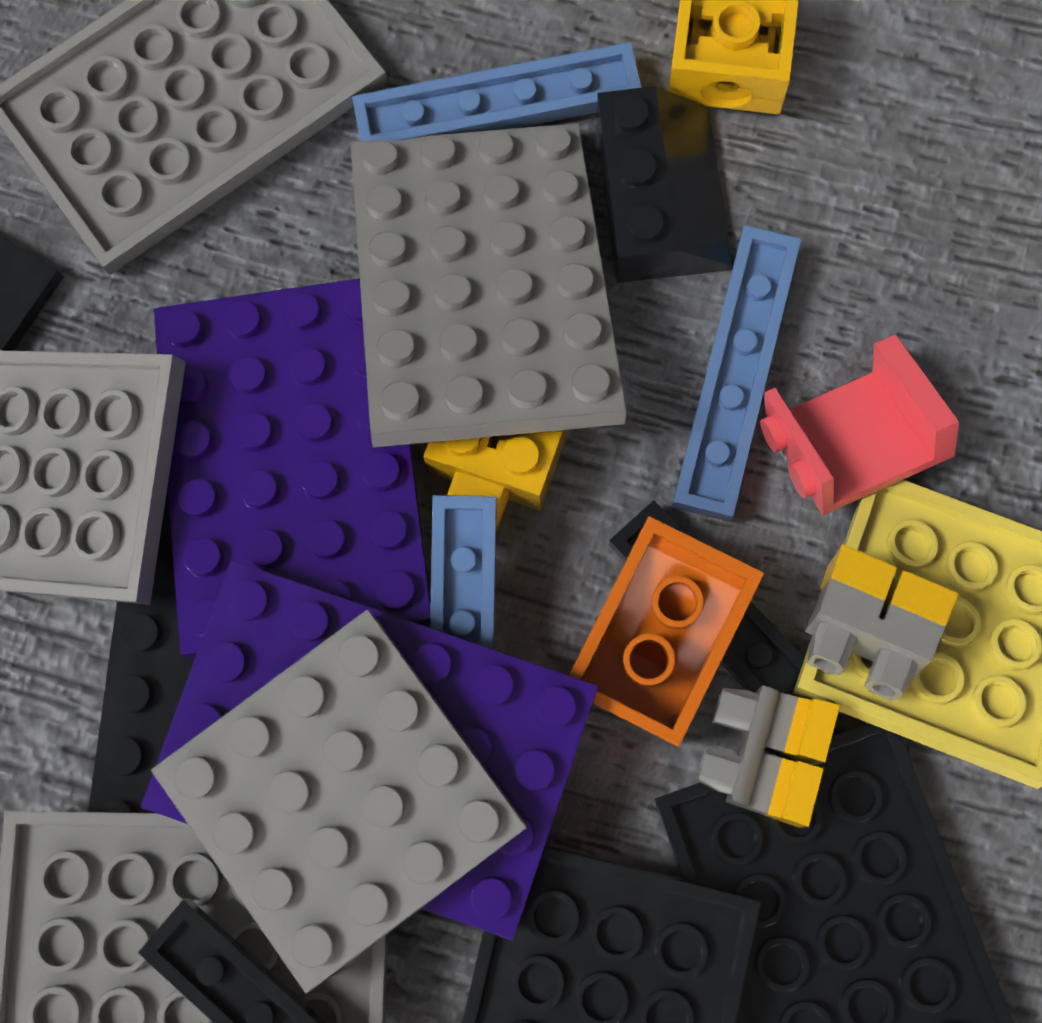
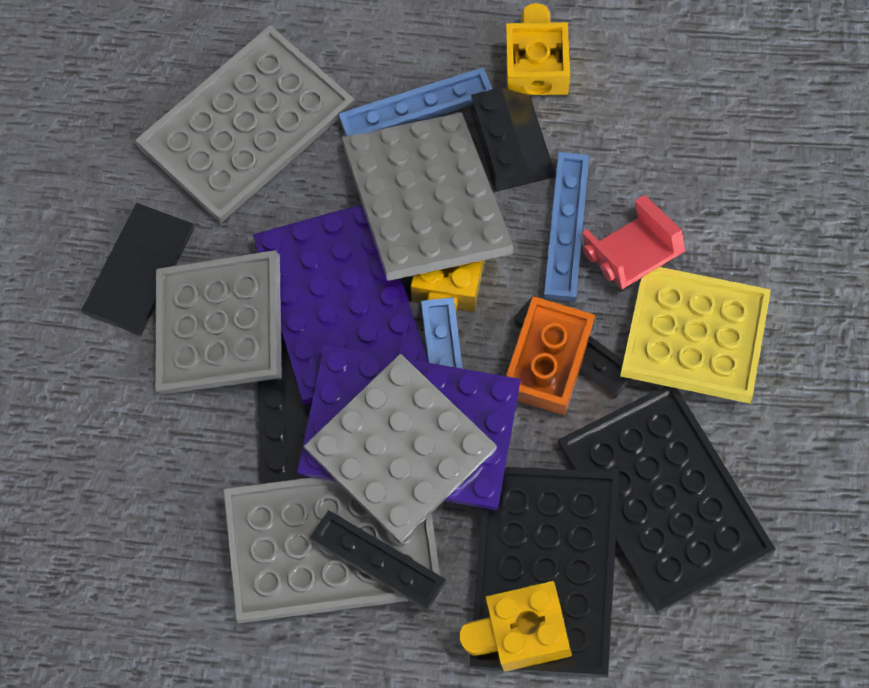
camera: 15 degrees left, 10 degrees down
(780, 726) = (617, 407): hips -> none
(849, 621) = (643, 334): light grey hips -> none

